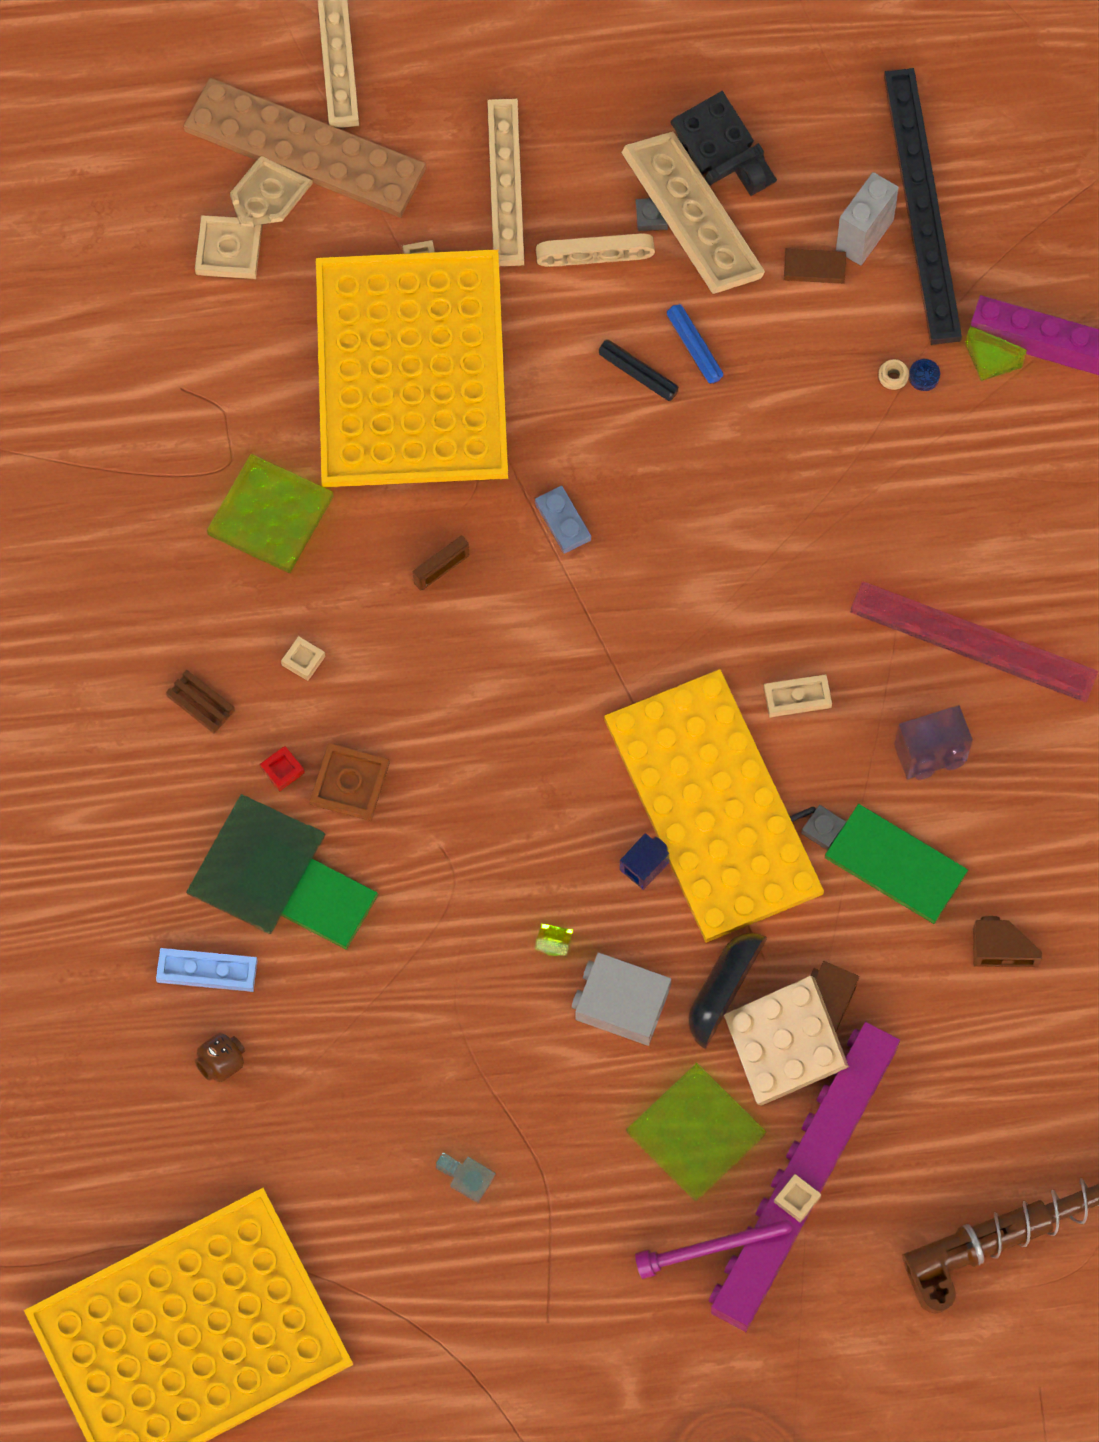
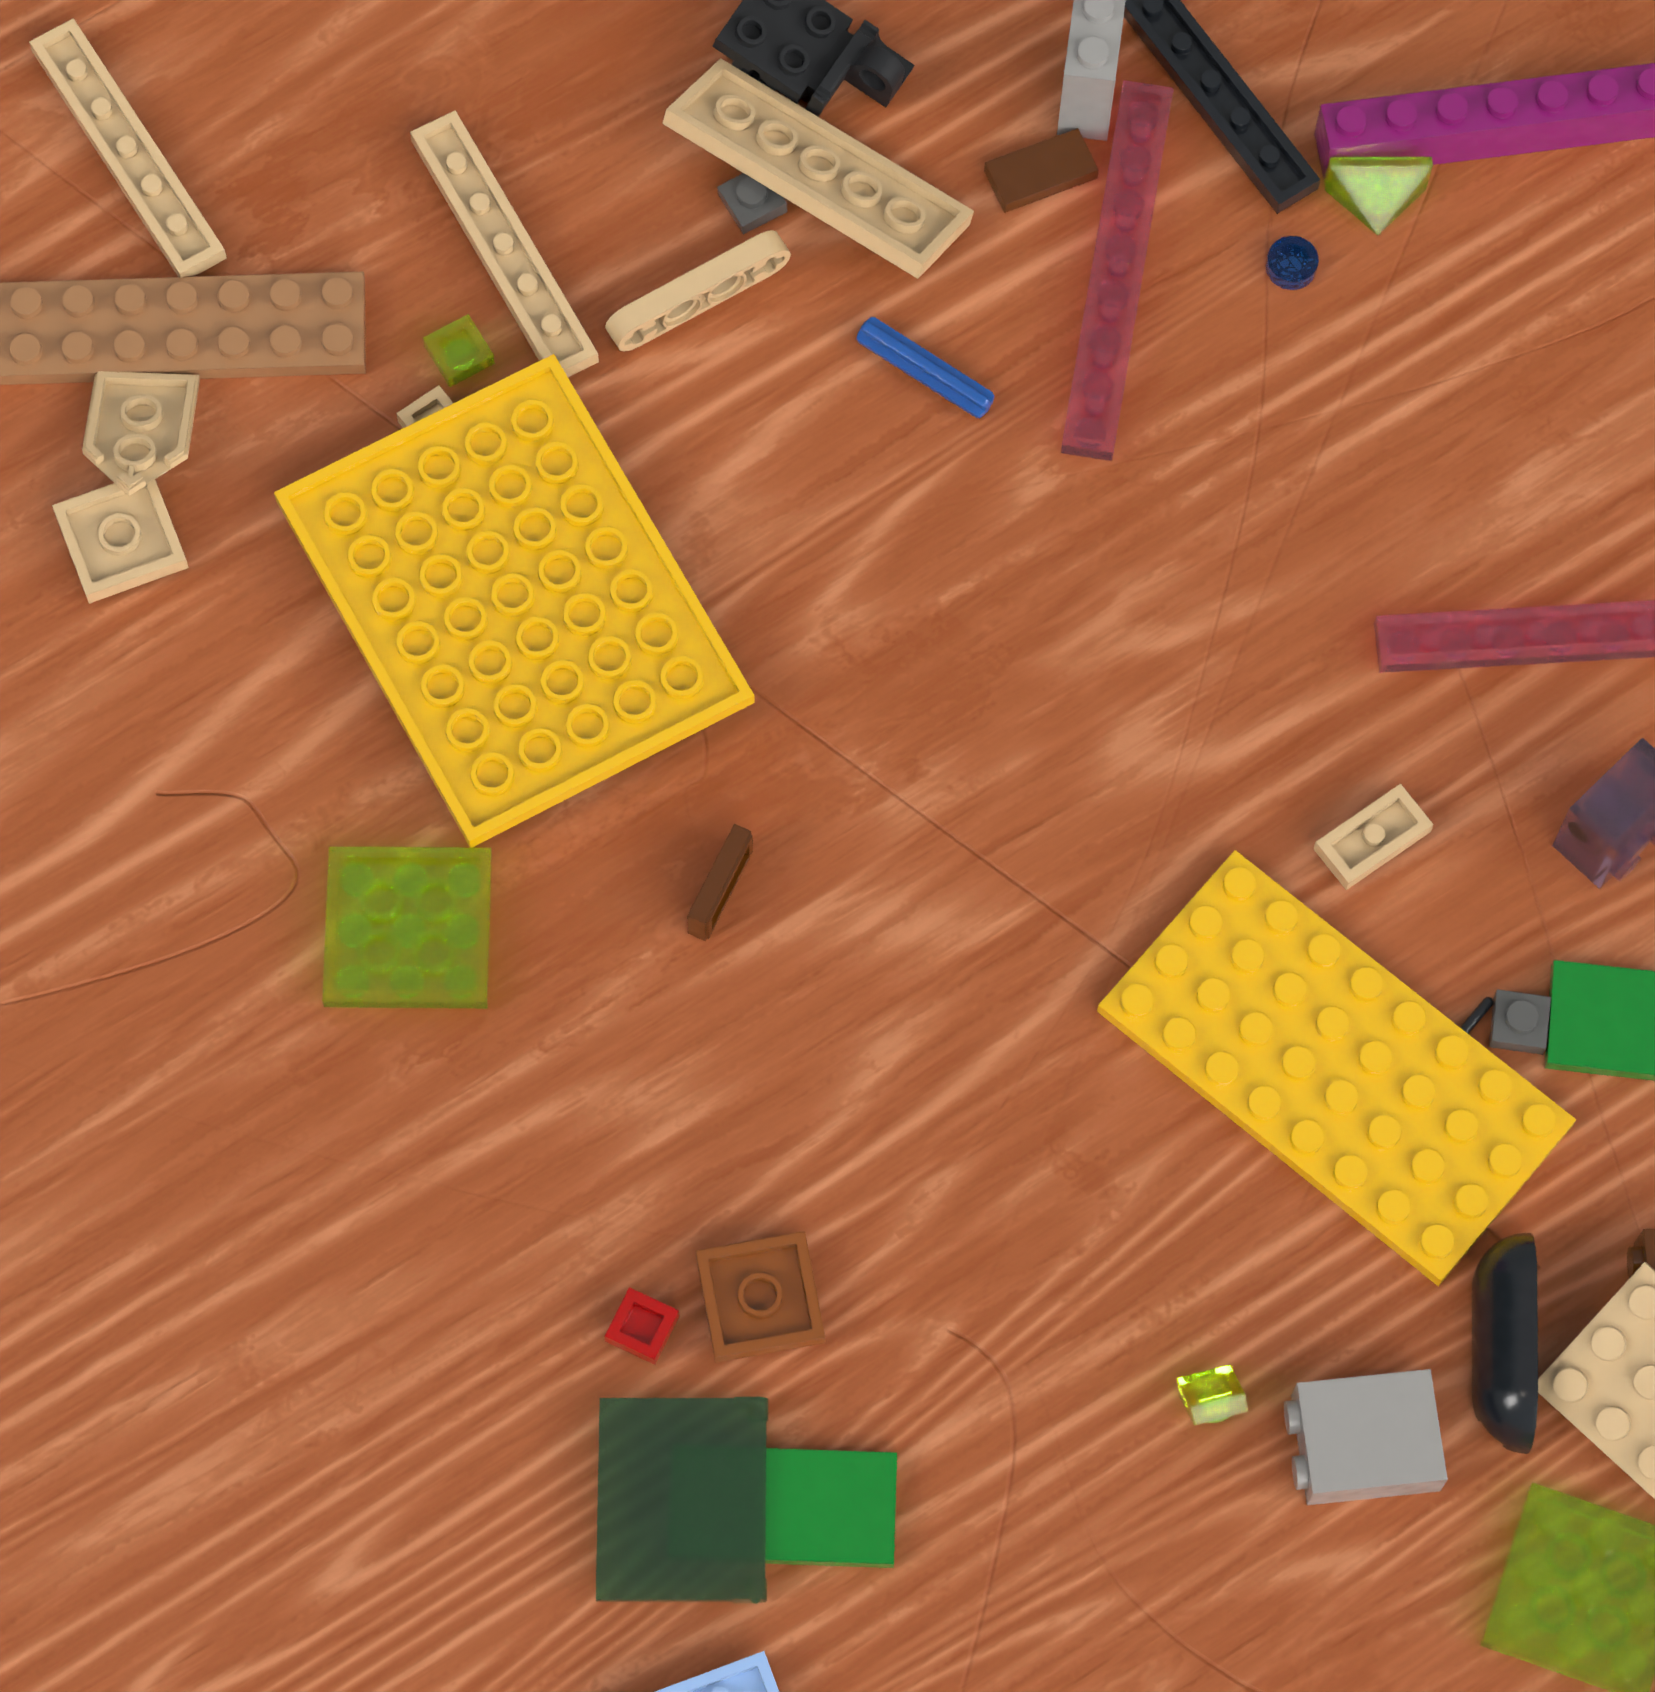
camera: 30 degrees left, 0 degrees up
(180, 685) = (472, 1262): reddish brown tile -> none
(303, 658) = (582, 1134): tan plate -> none
(453, 226) = (458, 350): none -> clear neon green plate
(562, 519) = (868, 728): sand blue plate -> none
(638, 370) = (861, 446): black axle -> none
(645, 860) = (1284, 1202): clear blue brick -> none
(825, 336) = (1117, 271): none -> clear pink plate
(897, 367) = (1247, 269): tan plate -> none

